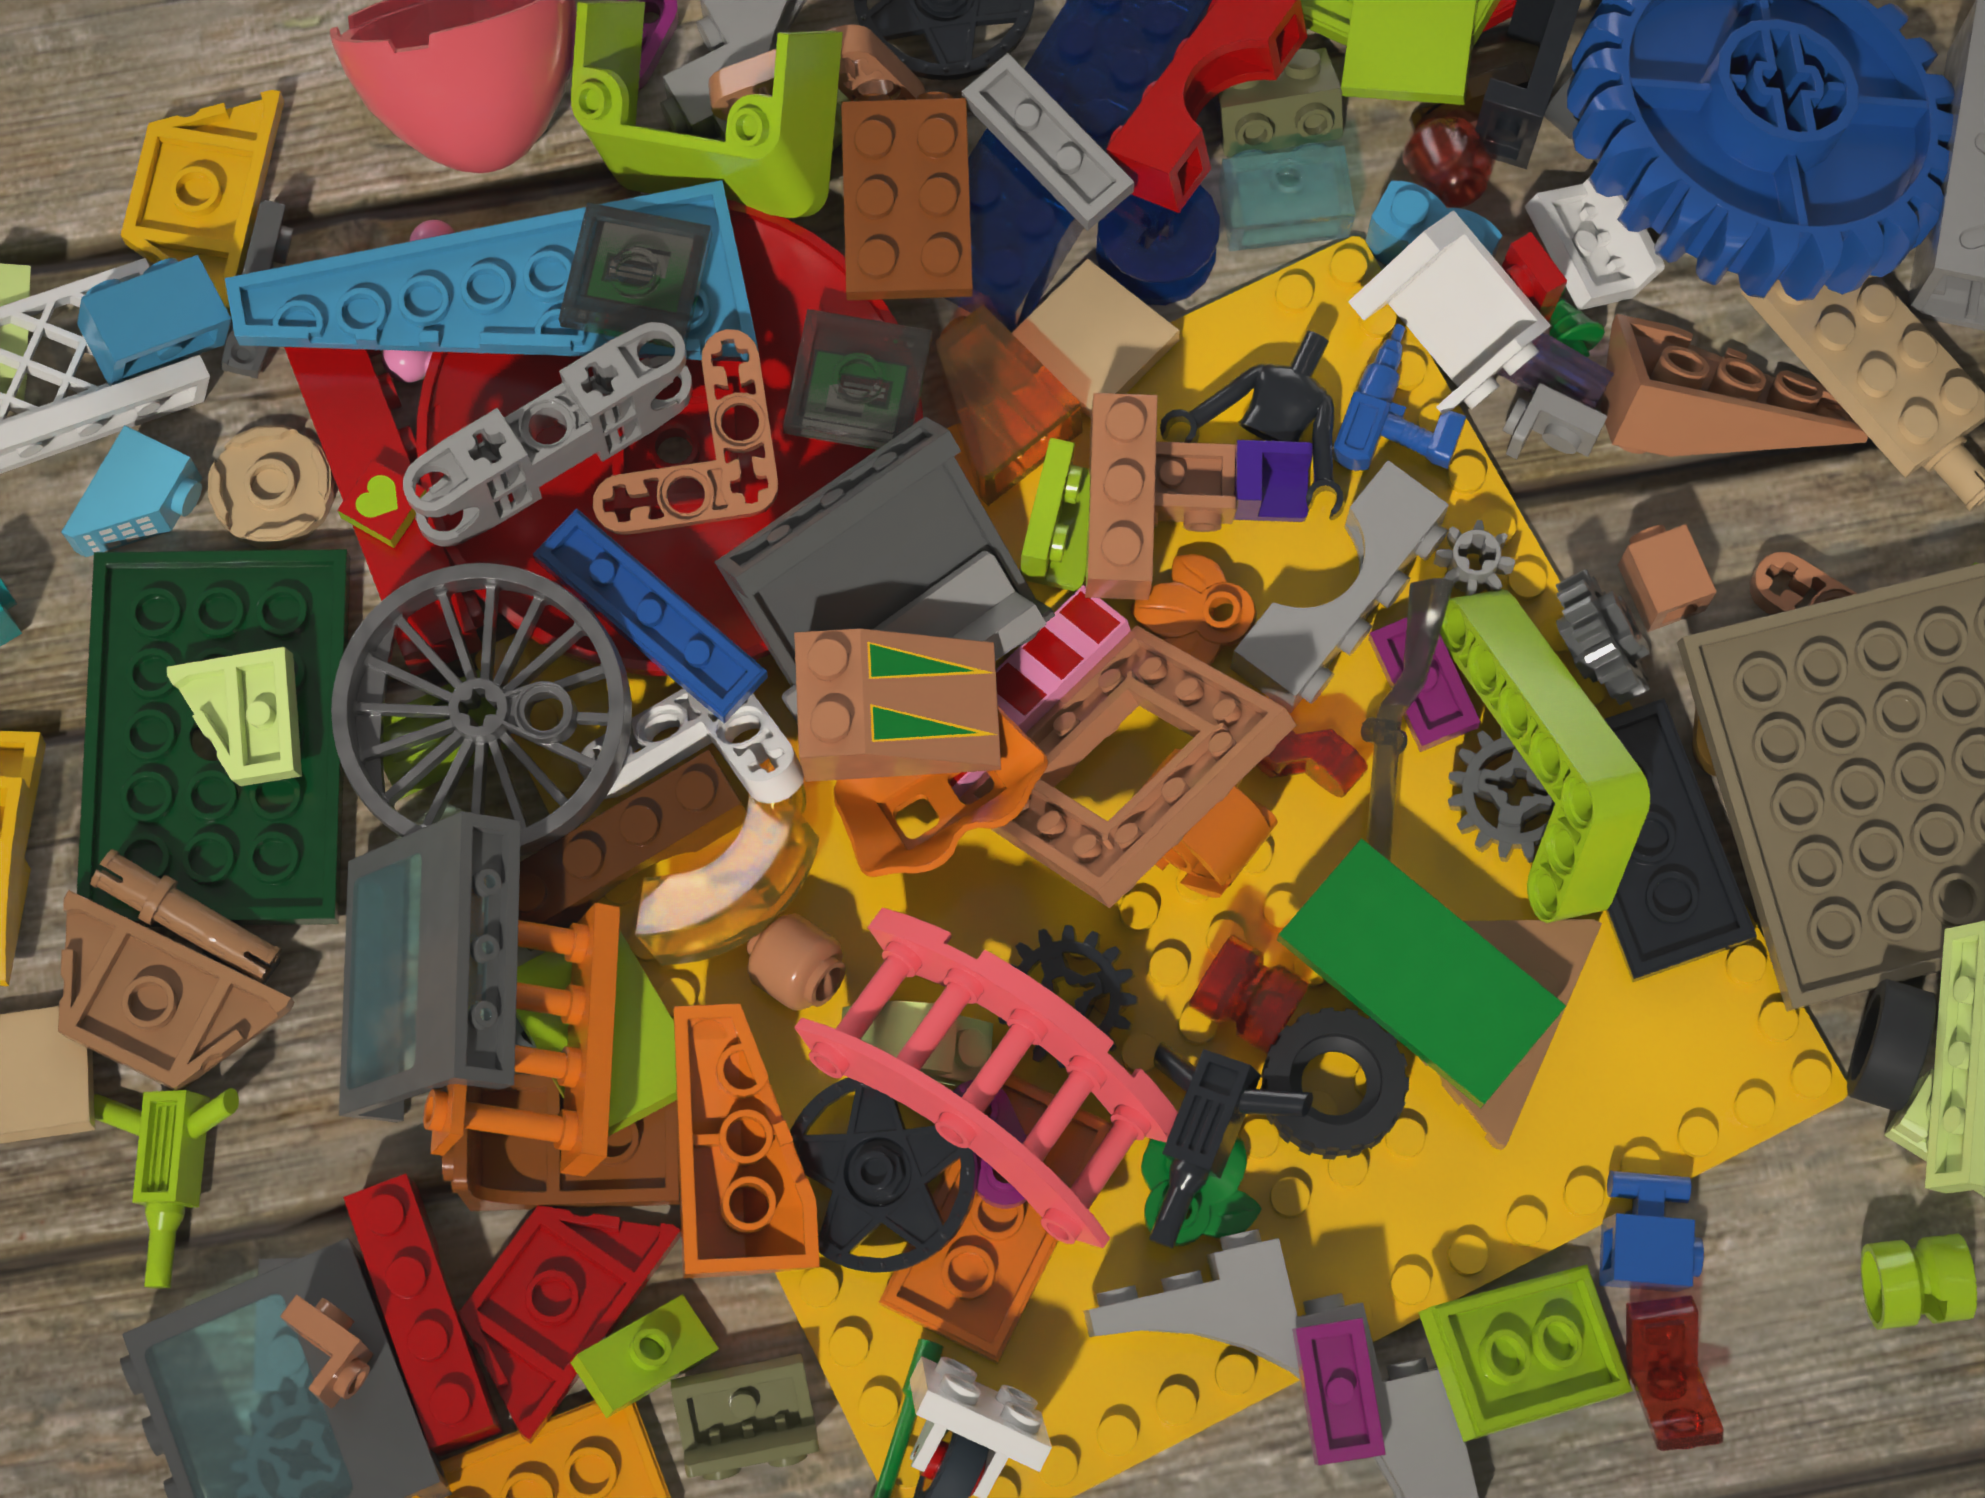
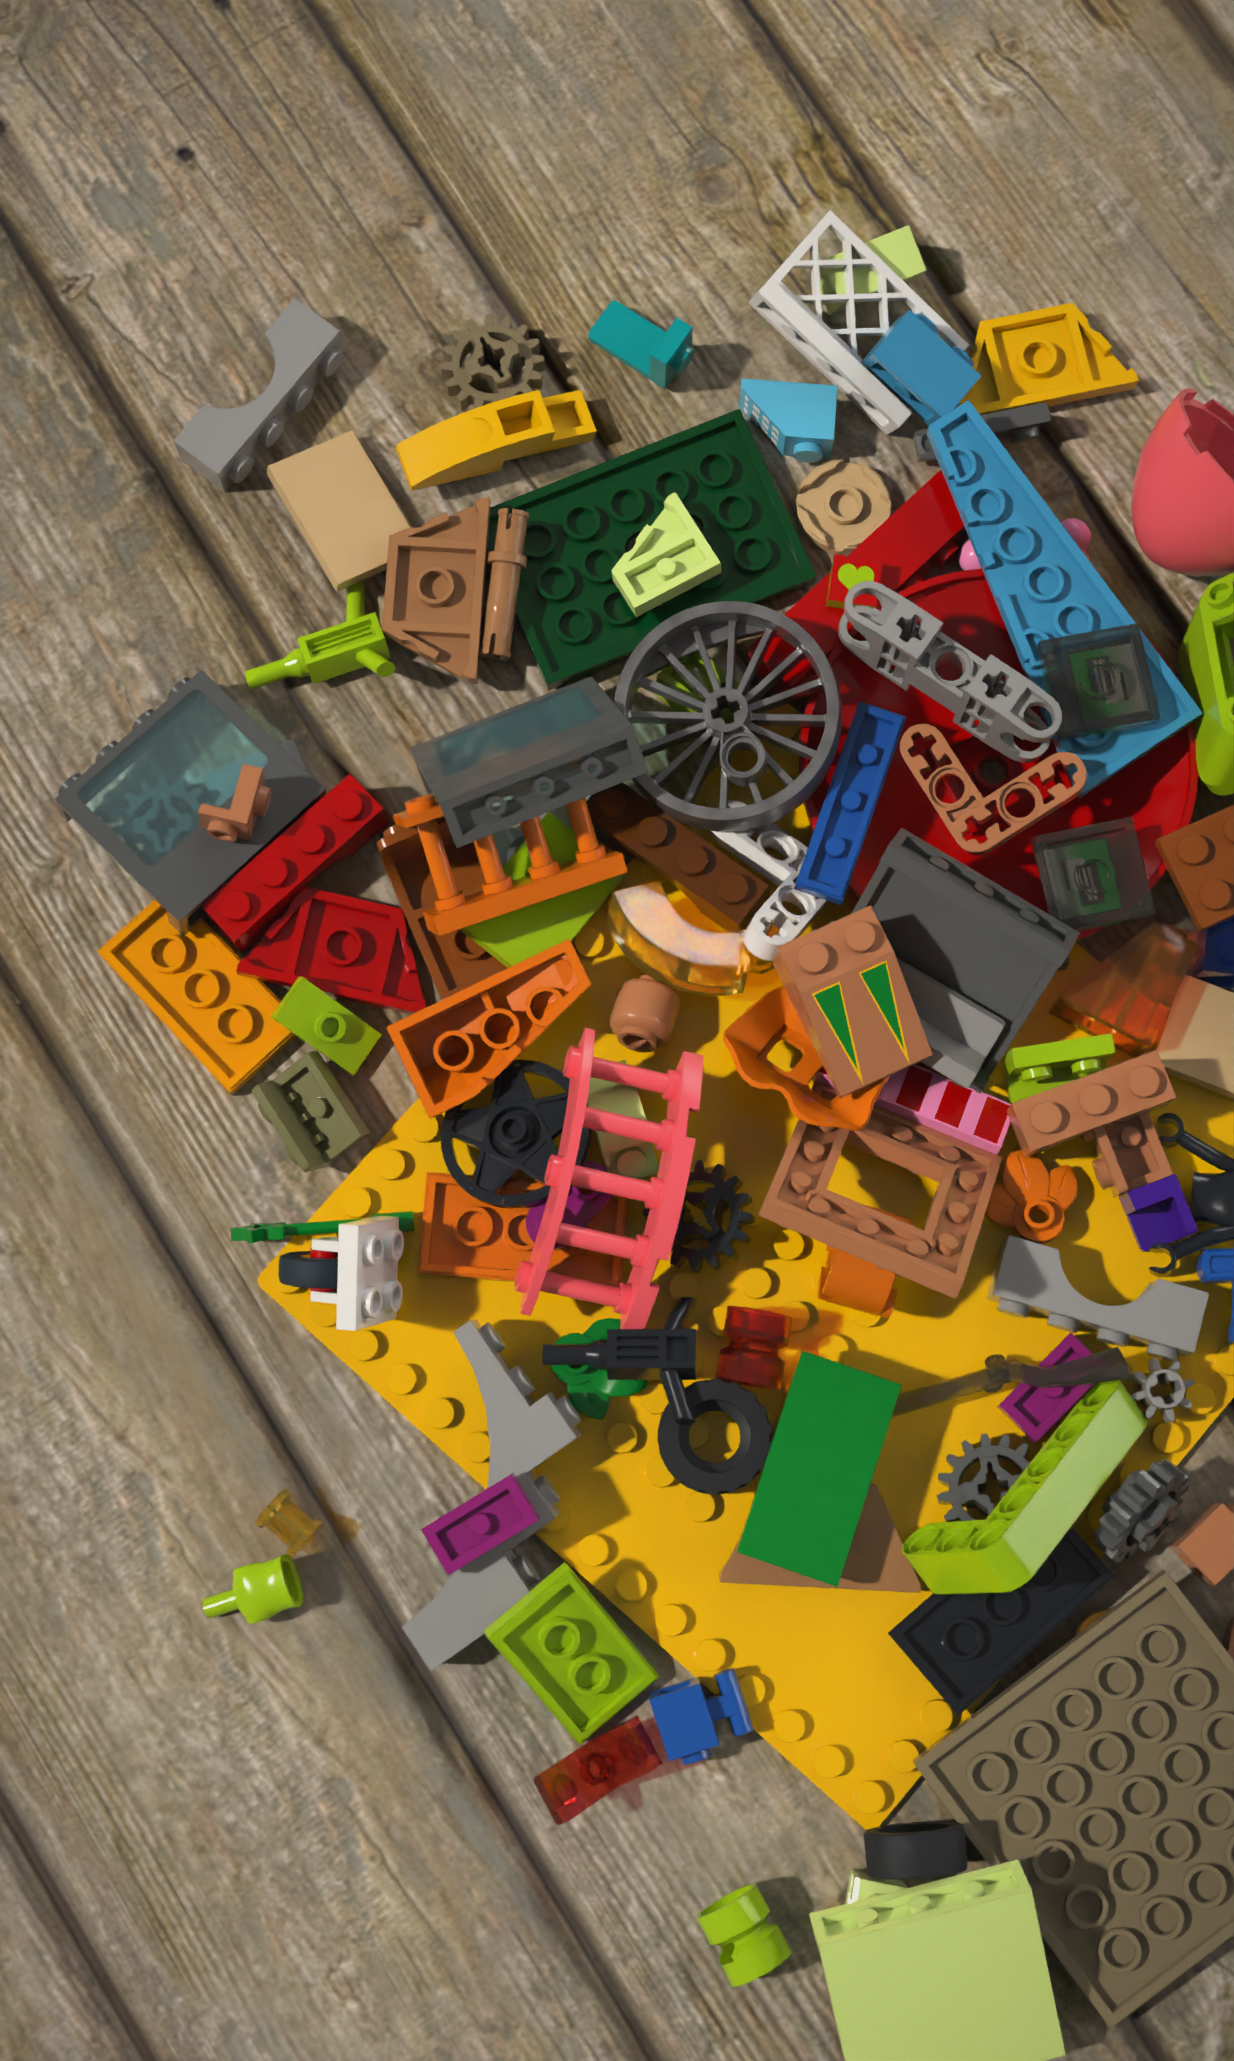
camera: 70 degrees right, 5 degrees up
(1321, 756) = (960, 1329): clear red piece -> none

